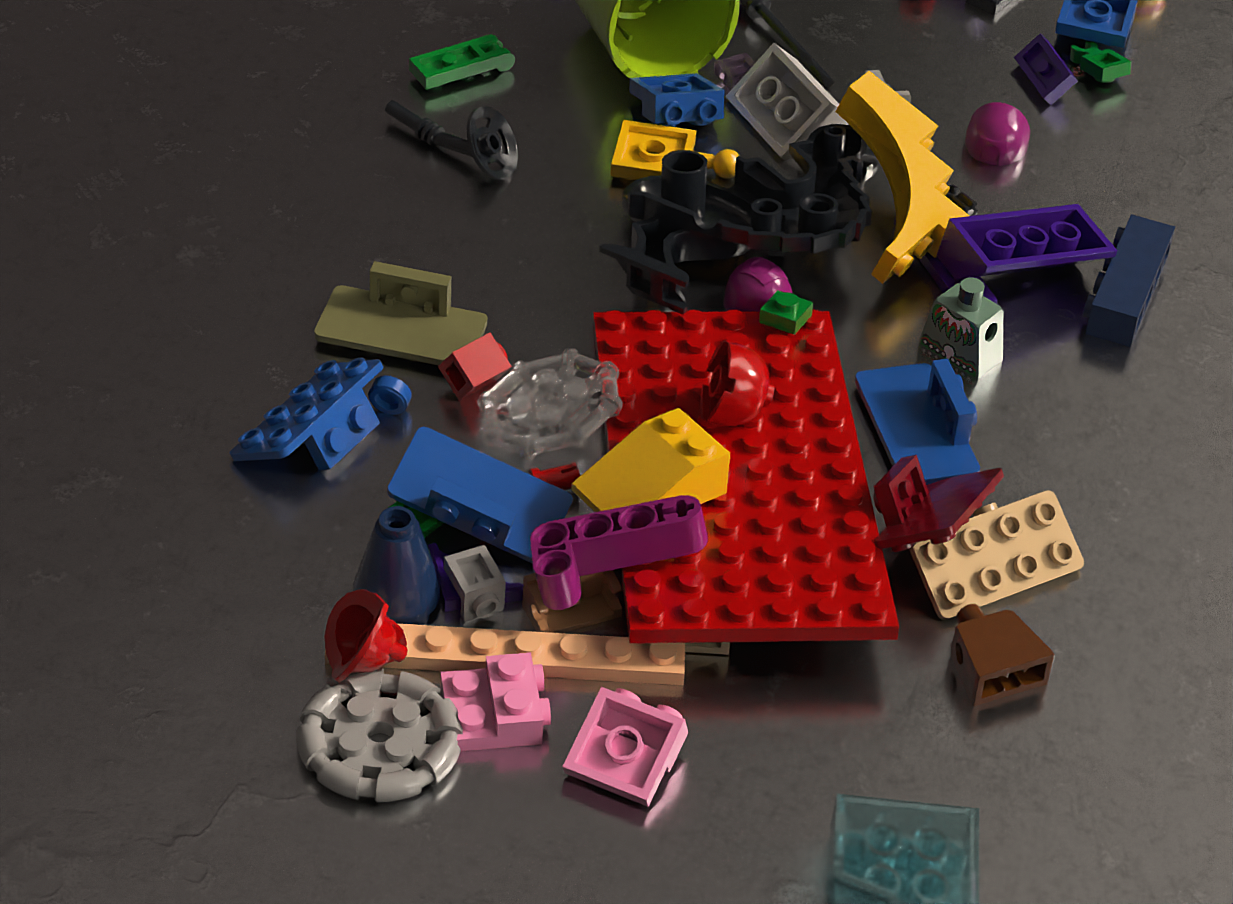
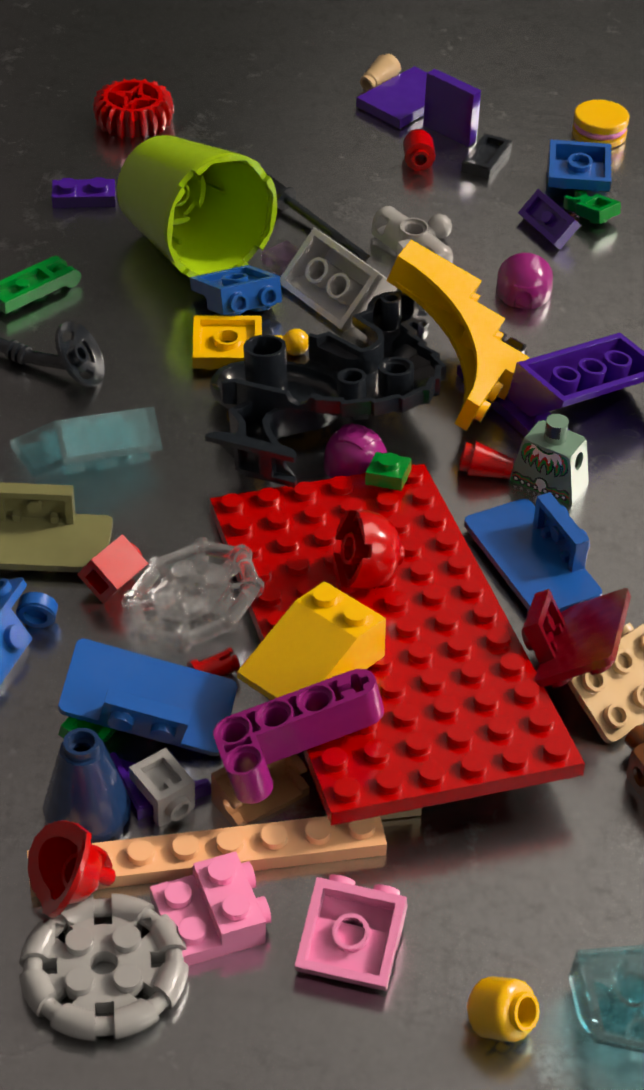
camera: 10 degrees left, 0 degrees up
(482, 235) = (89, 442): none -> clear light blue wedge
(753, 838) = (502, 1009): none -> yellow head
(890, 61) = (401, 228): none -> light grey piece
(894, 319) = (484, 461): none -> red cone

